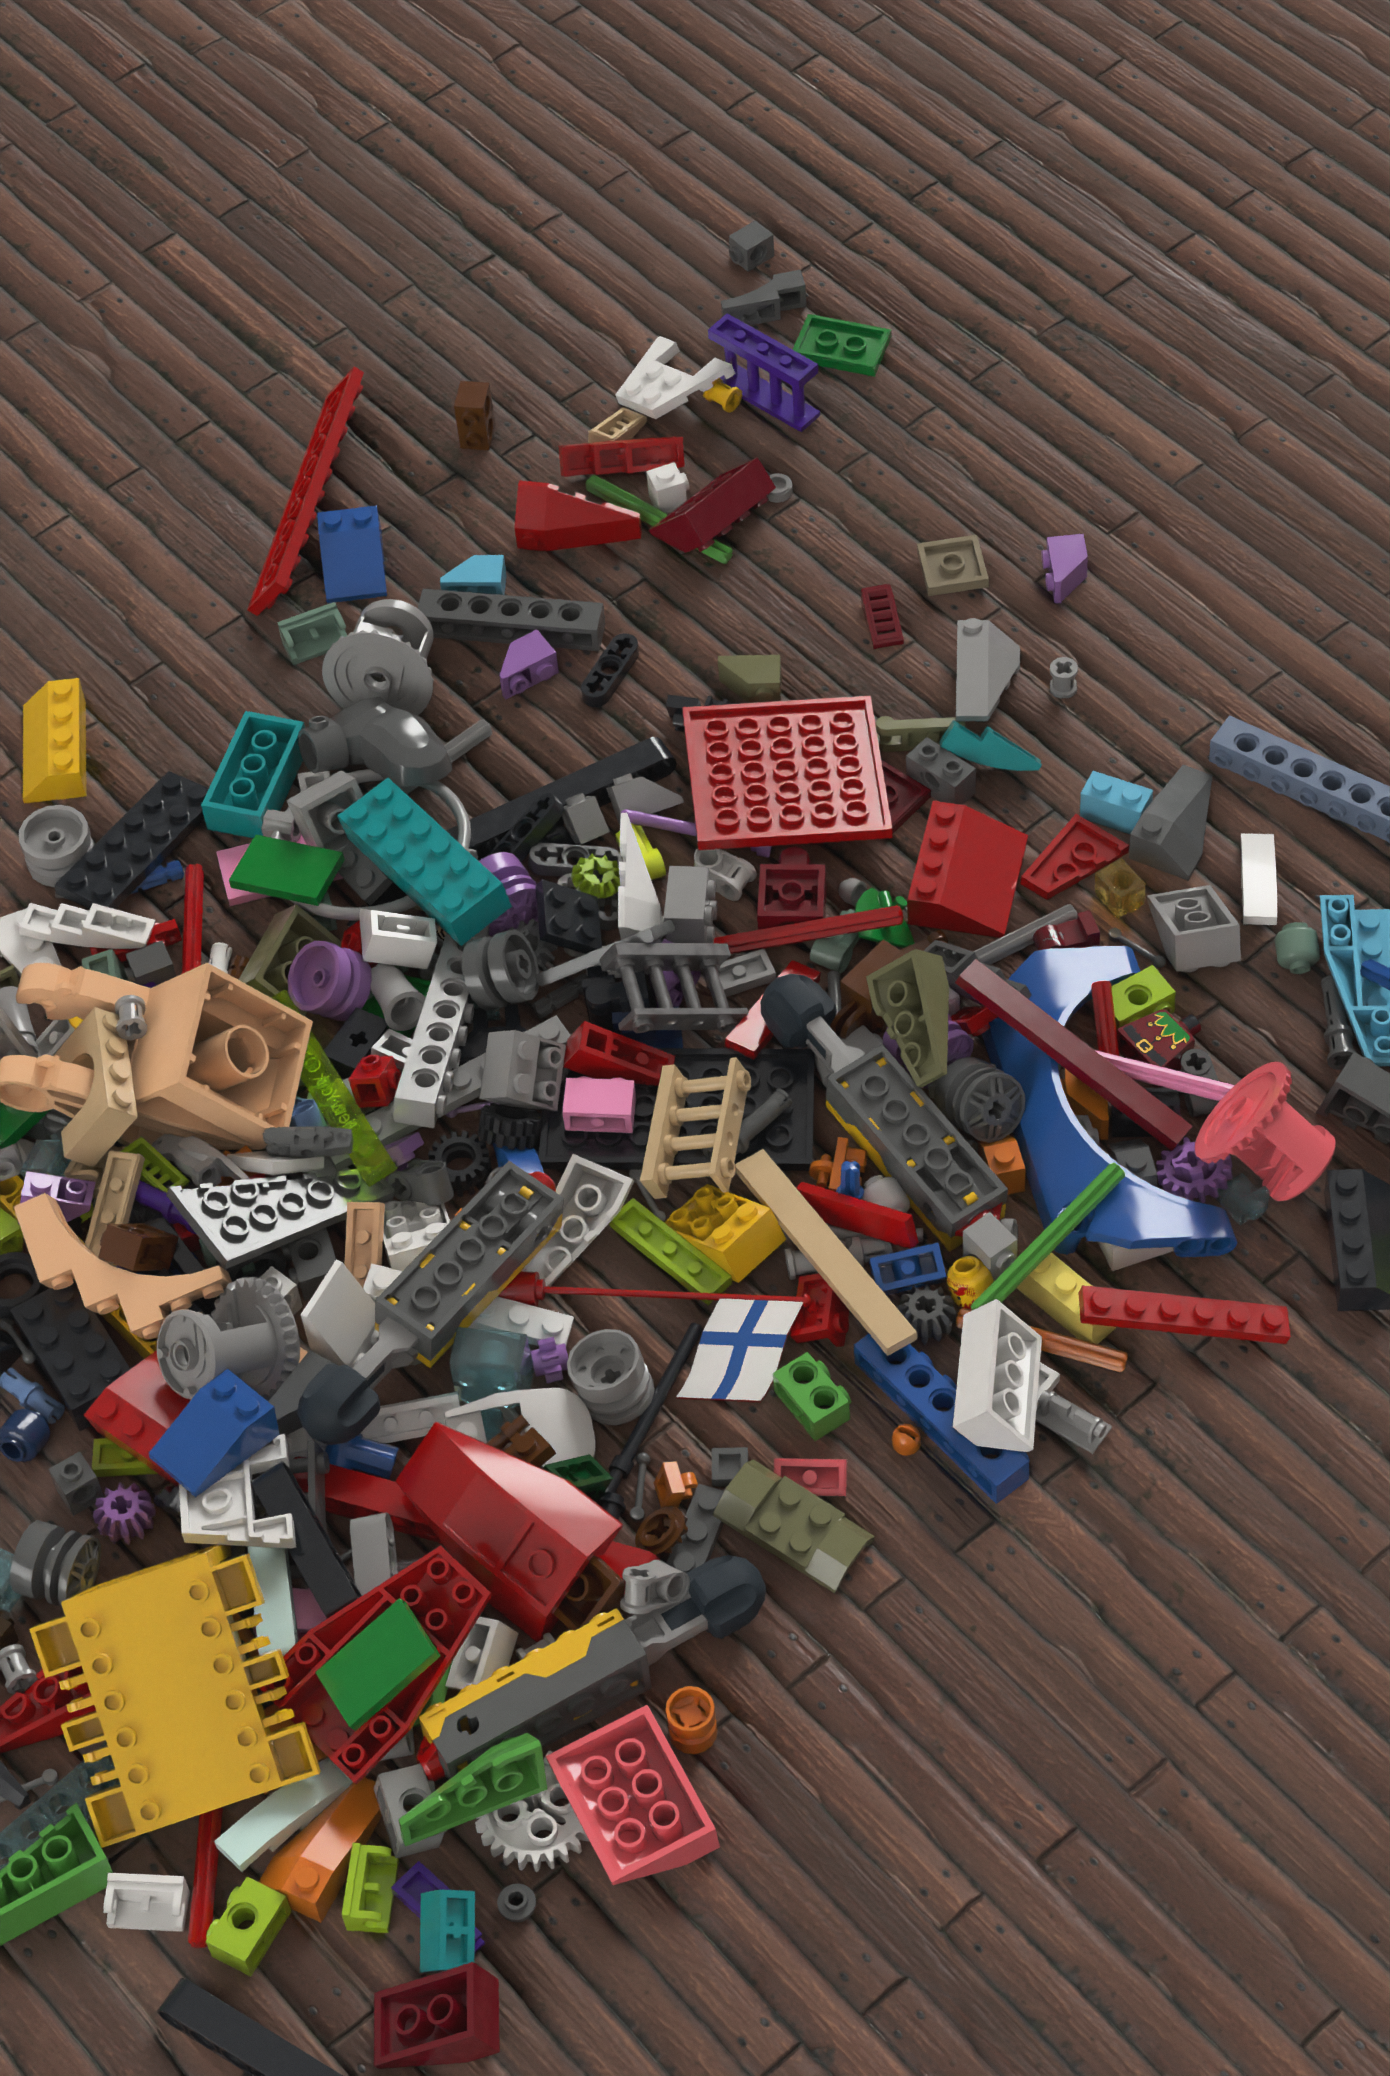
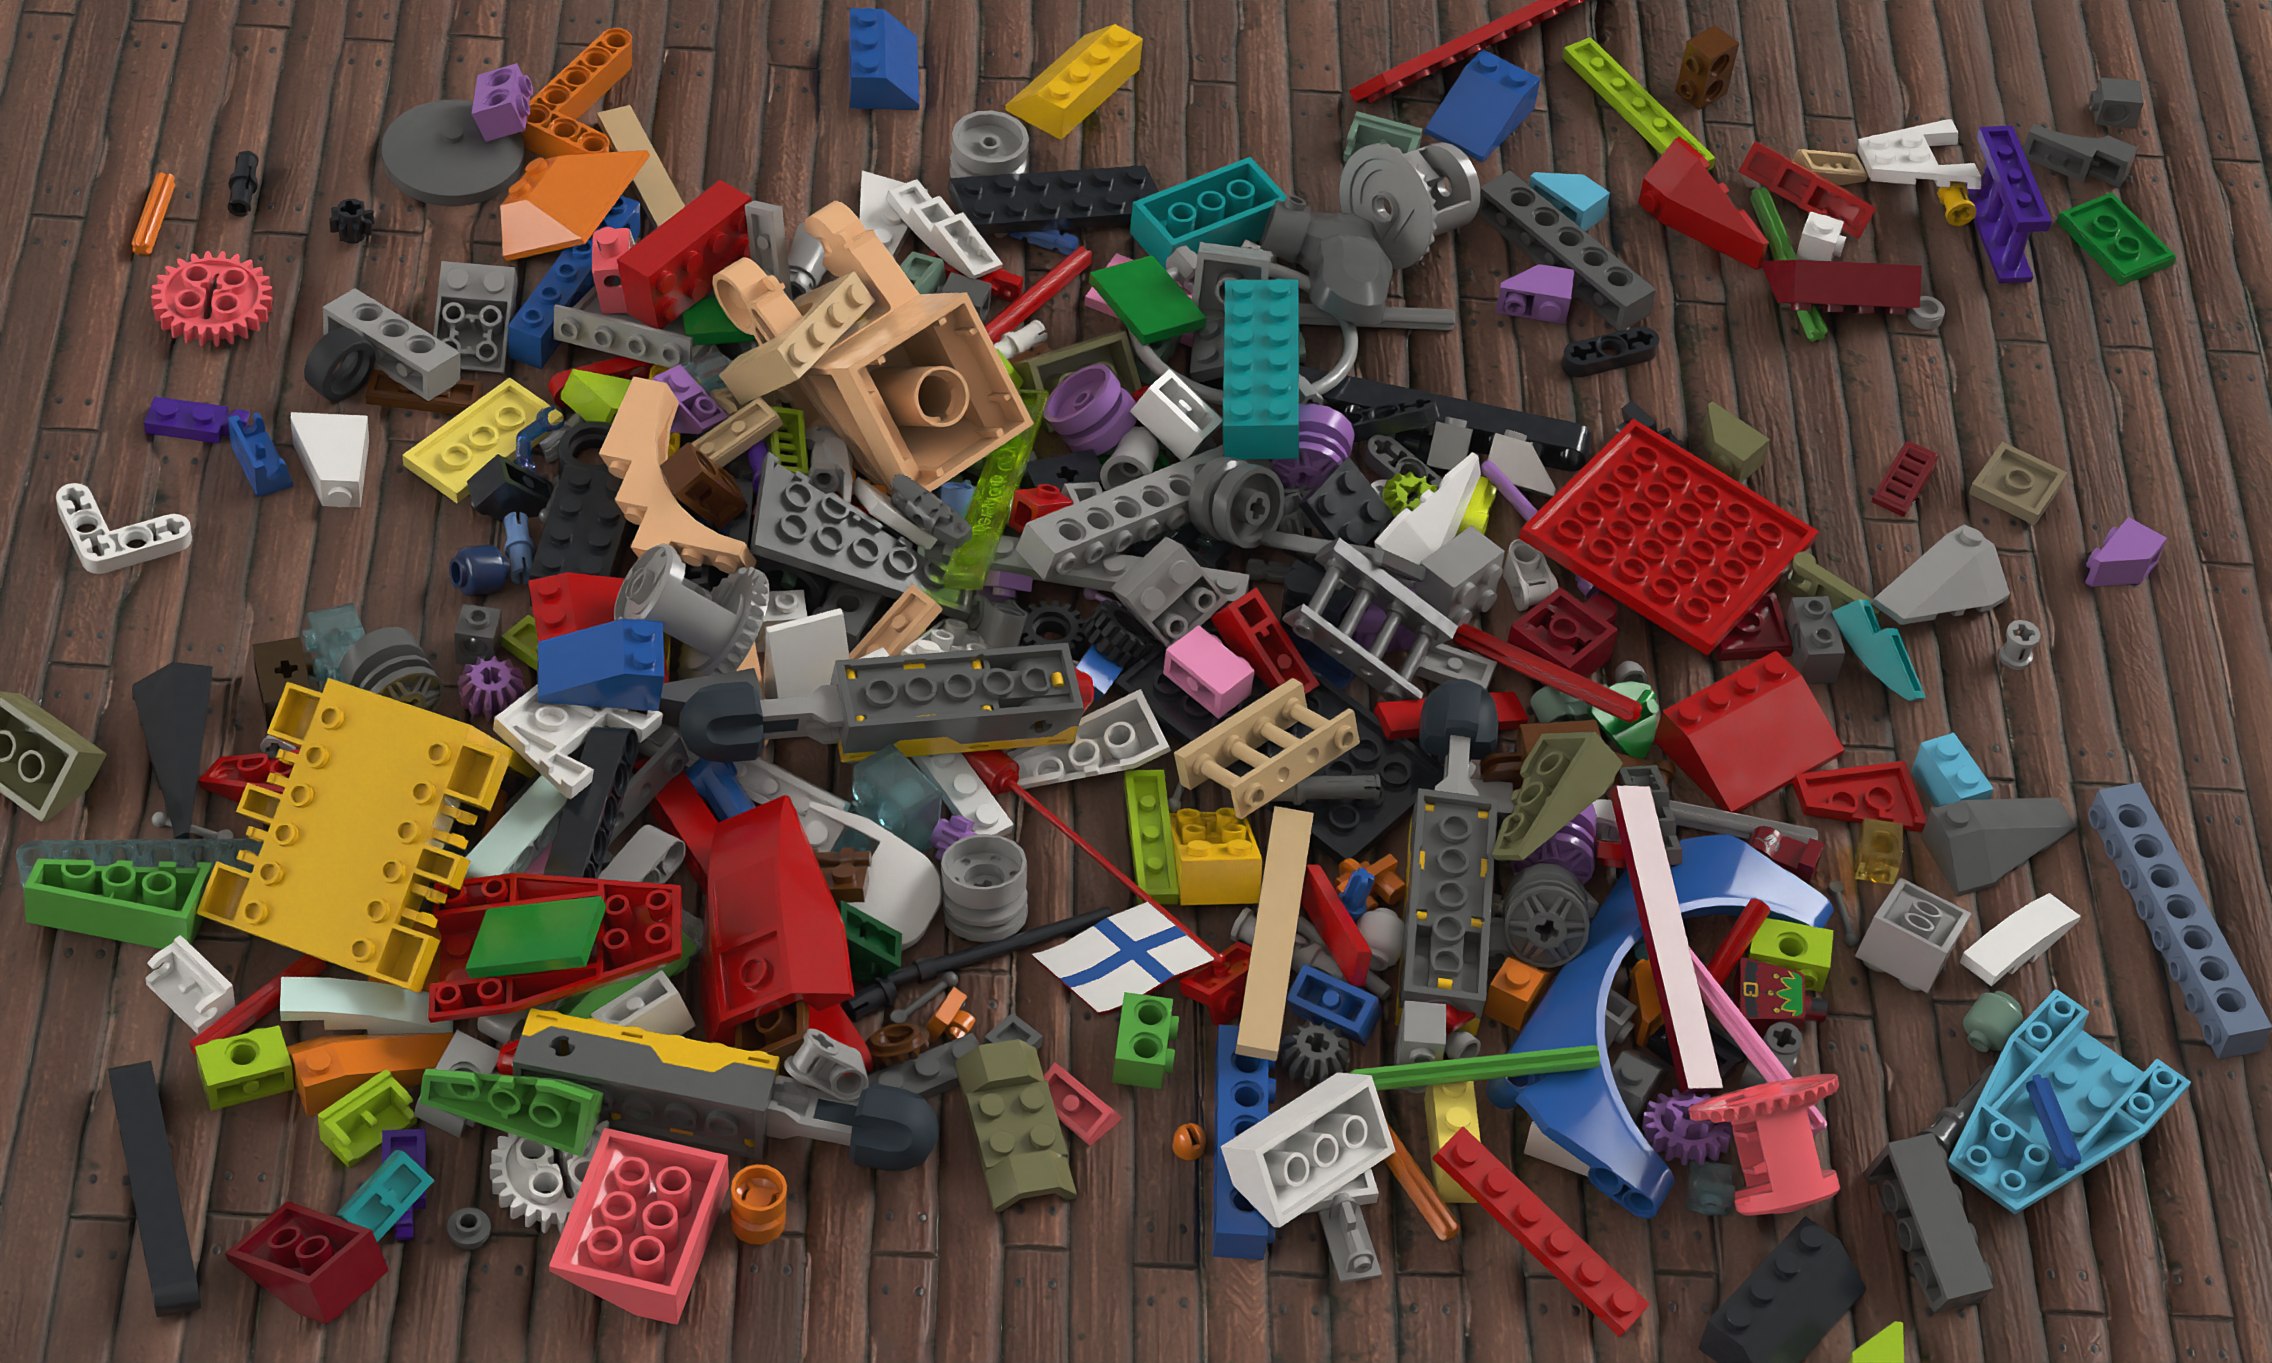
camera: 30 degrees right, 5 degrees down
(128, 1016) = (872, 296): light grey bush -> none
(444, 476) = (1628, 97): none -> lime plate
(968, 1280) = (1377, 1049): yellow head -> none

